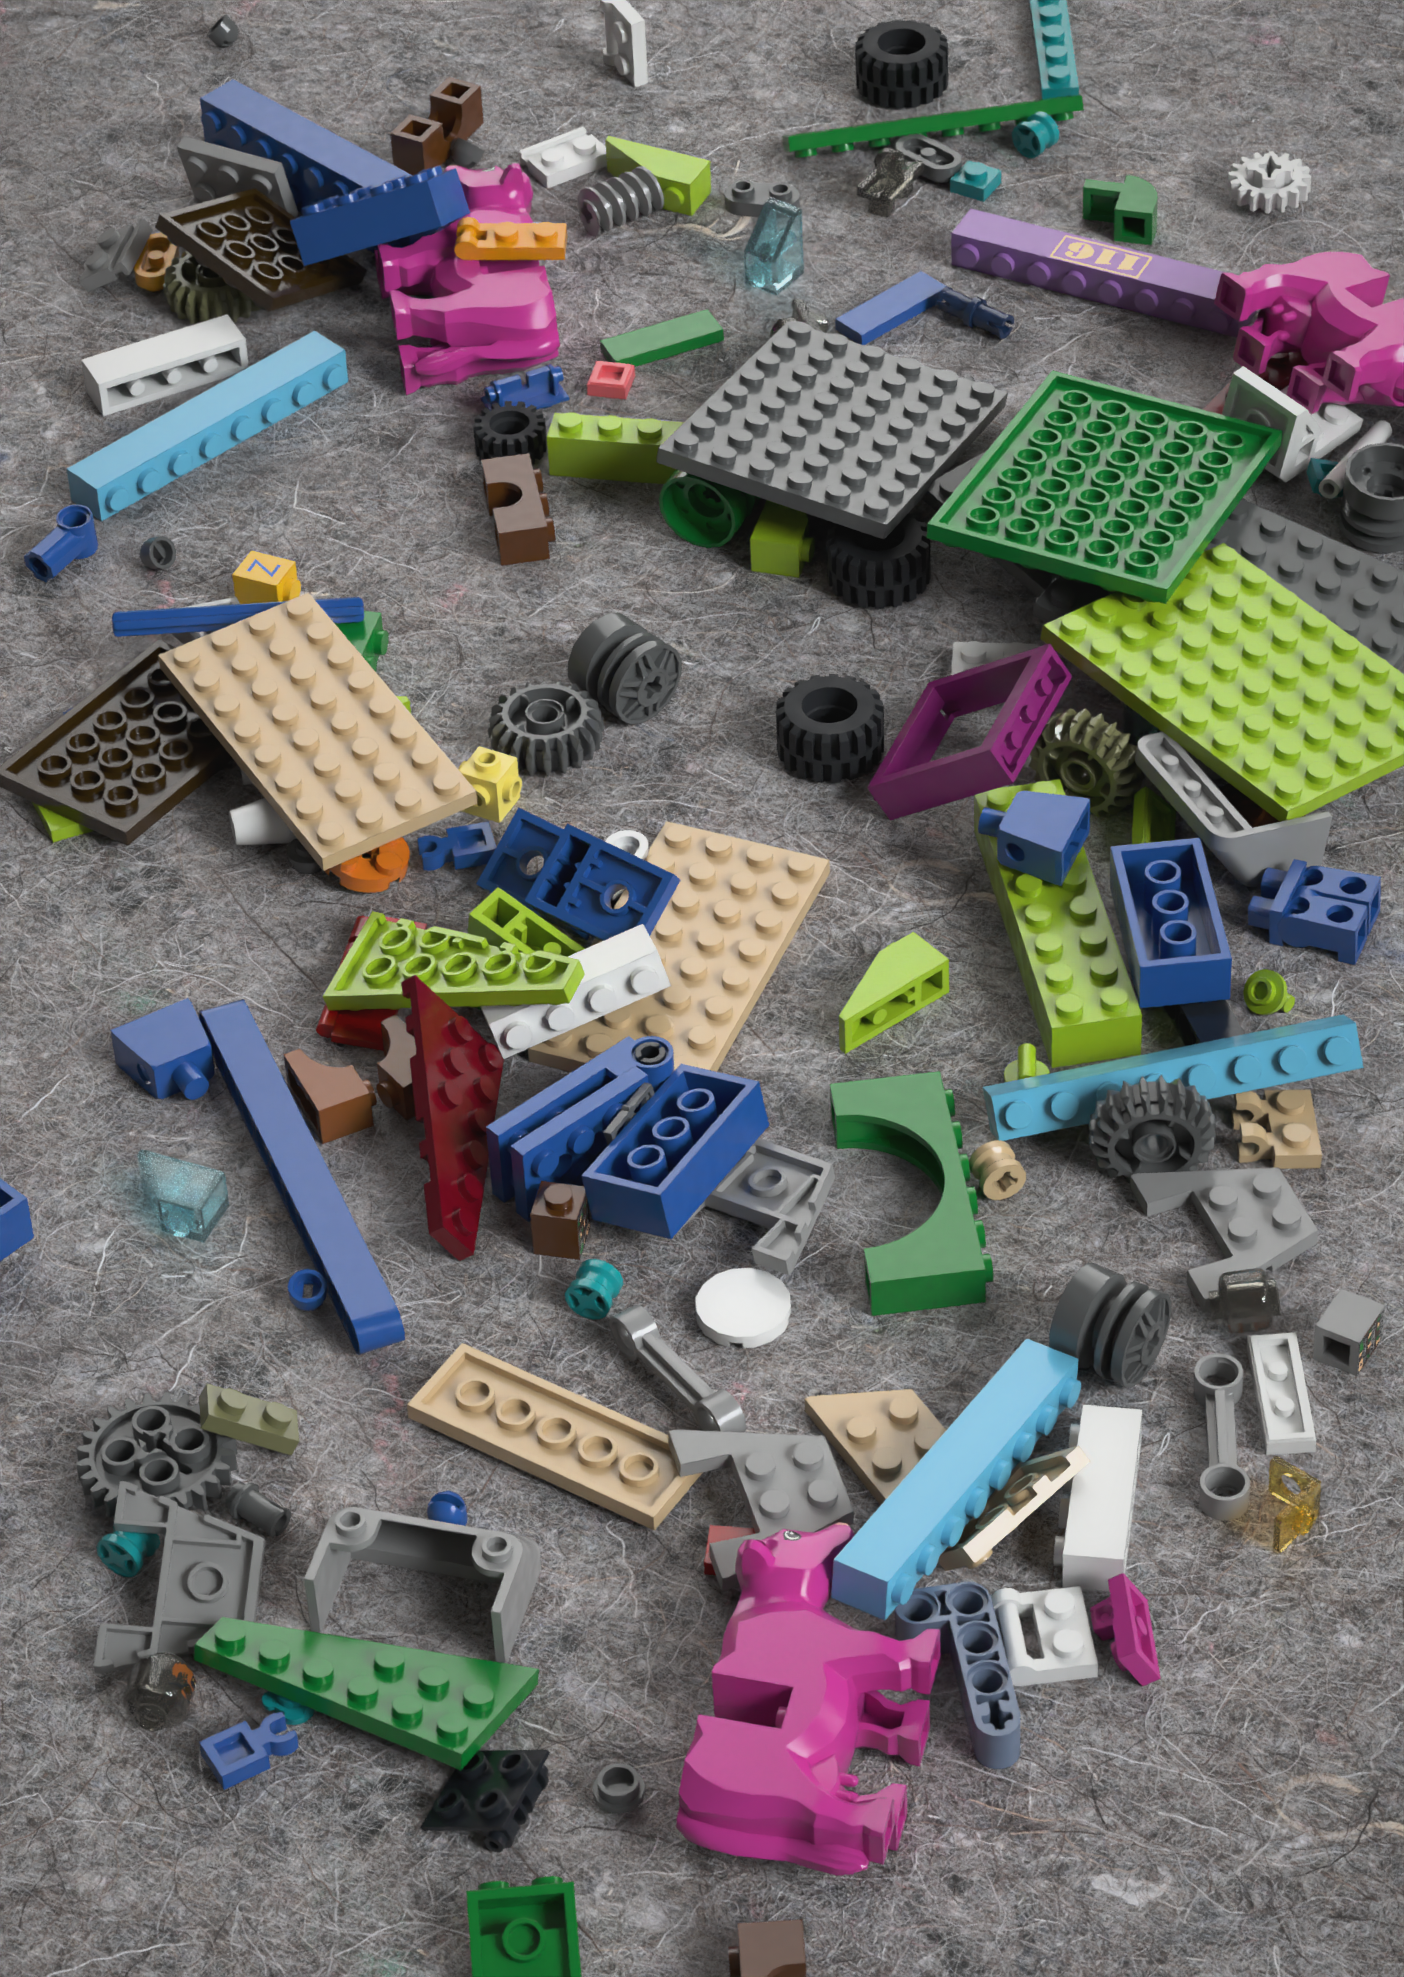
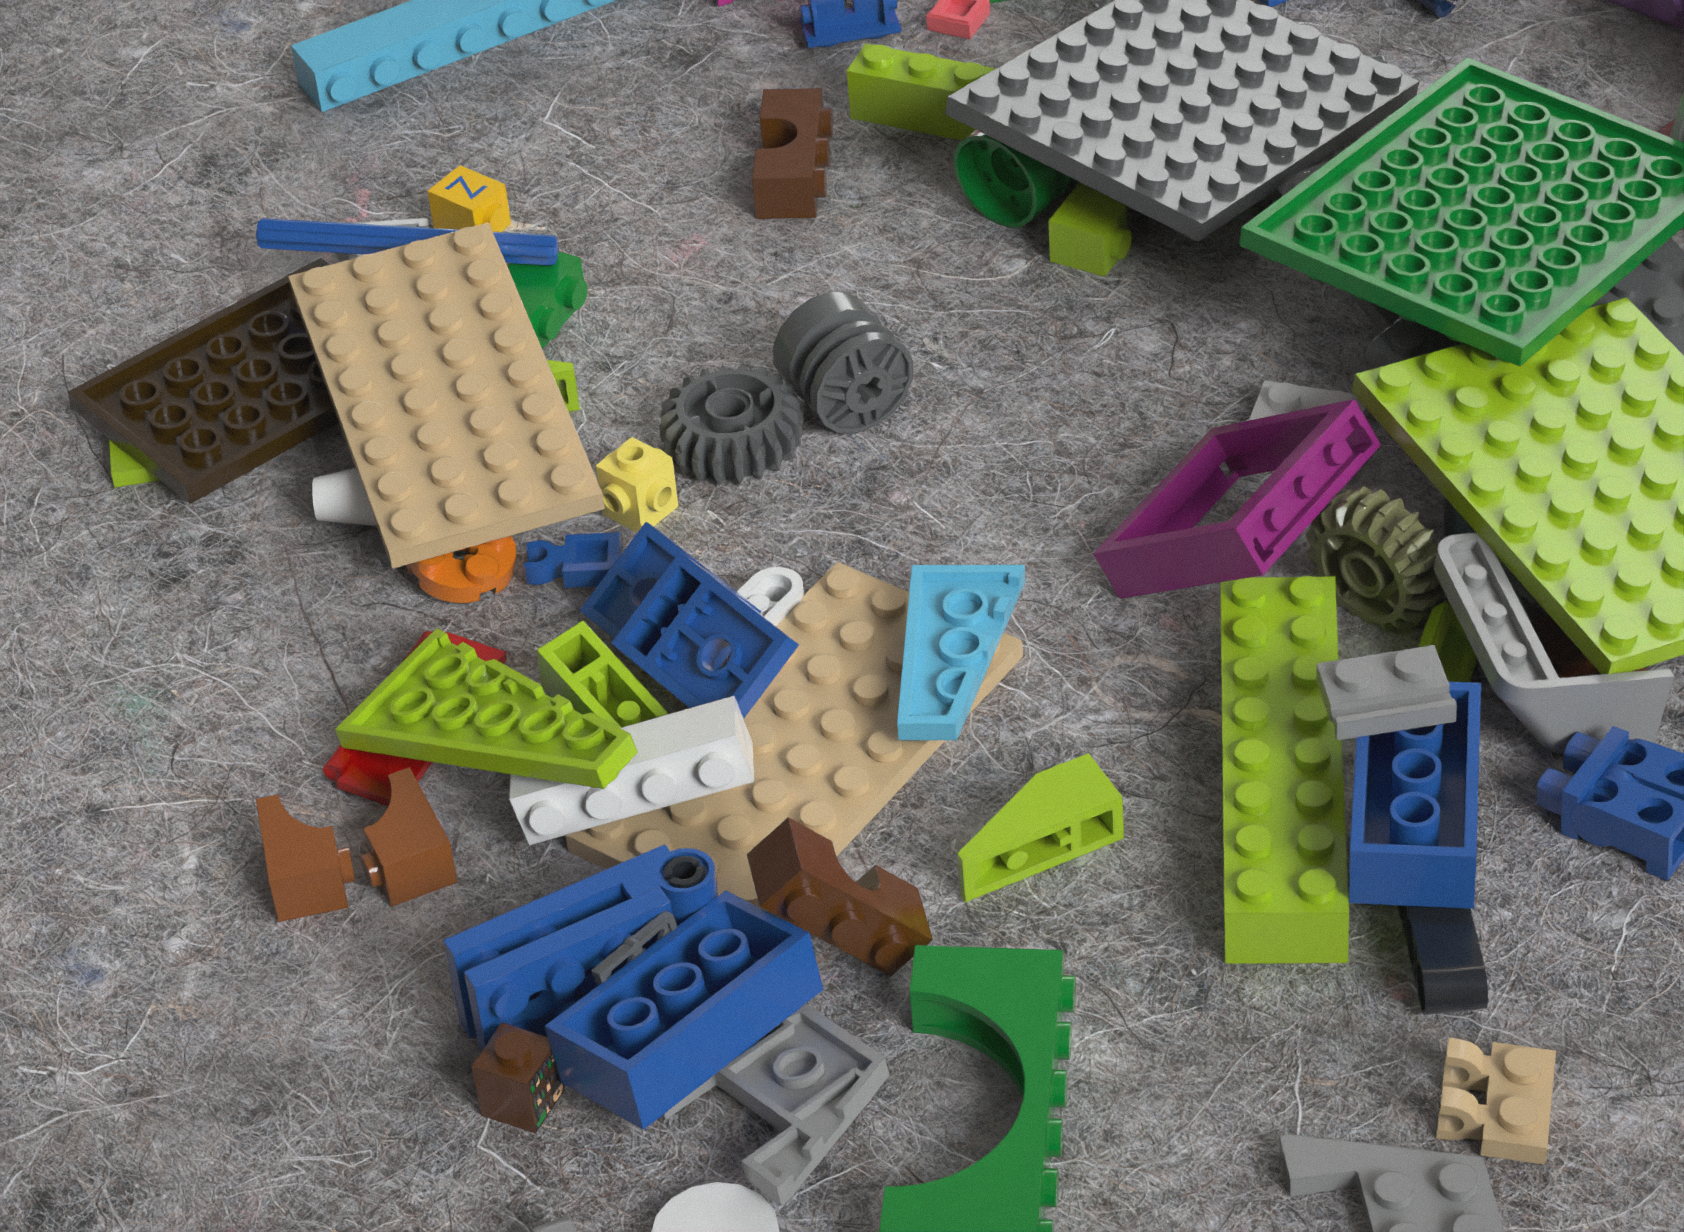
camera: 15 degrees right, 0 degrees up
(69, 540) = (273, 127): blue piece -> none
(159, 548) = (369, 150): dark grey hinge -> none
(166, 1052) = (131, 772): torso -> none
(183, 1195) = (76, 967): clear light blue slope -> none
(296, 1289) = (164, 1119): blue hinge -> none
(302, 1178) = (226, 973): beam -> none
(456, 1098) = (437, 876): dark red wing -> none
(510, 431) = (814, 61): black tyre -> none
(594, 1289) = (529, 1181): teal wheel -> none
(781, 866) = (949, 643): none -> medium azure wing
(783, 1066) = (806, 885): none -> reddish brown arch
(830, 728) = (1073, 470): black tyre -> none
(877, 569) = (1201, 279): black tyre -> none
(997, 1170) = (1103, 1099): tan wheel -> none
(1025, 1065) = (1186, 968): lime plate -> none
(1039, 833) = (1275, 645): blue torso -> none
(1134, 853) = (1385, 692): none -> light grey plate
(1152, 1129) = (1317, 1078): dark grey gear -> none
(1213, 1066) = (1369, 1007): medium azure brick -> none
(1267, 993) = (1535, 905): lime plate -> none

